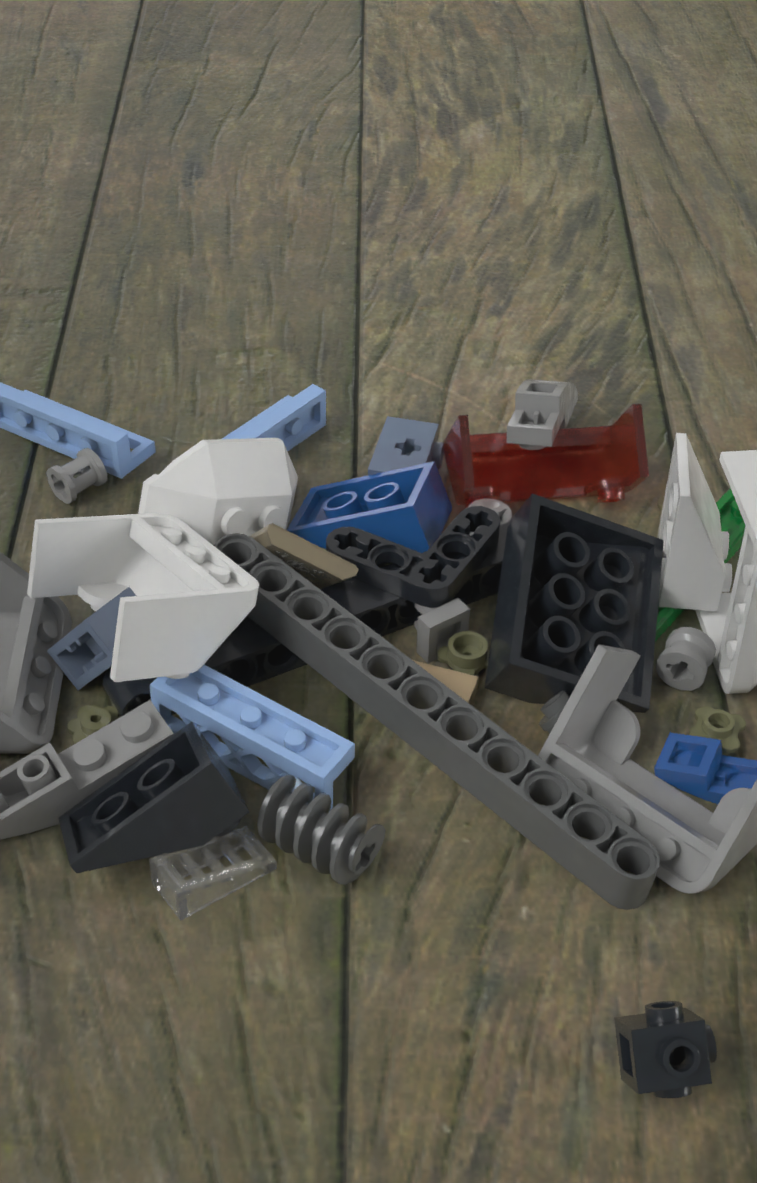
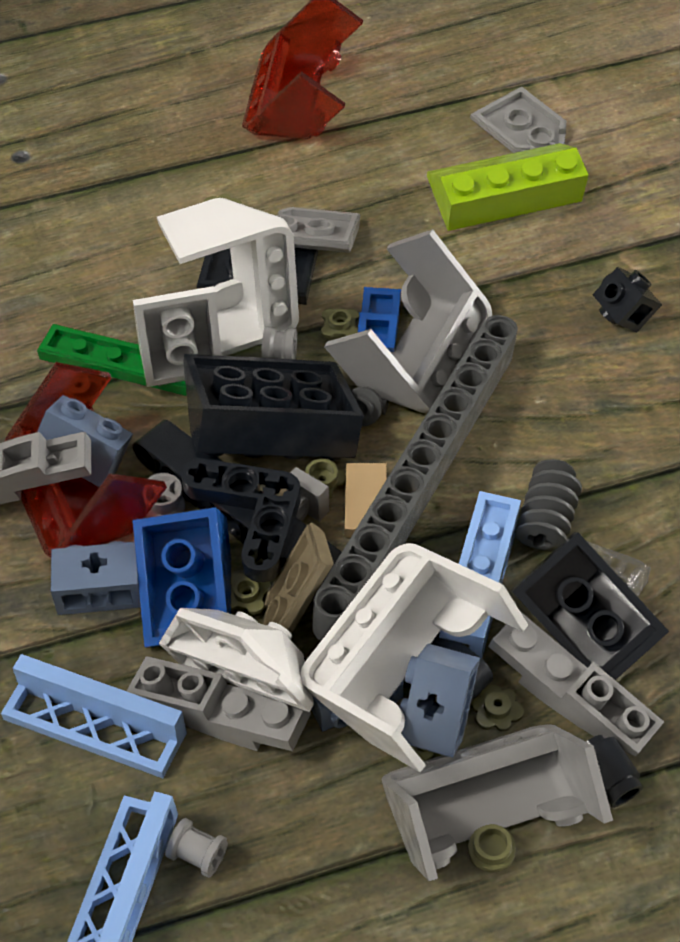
camera: 105 degrees left, 10 degrees up
(573, 459) = (107, 436): none -> sand blue brick

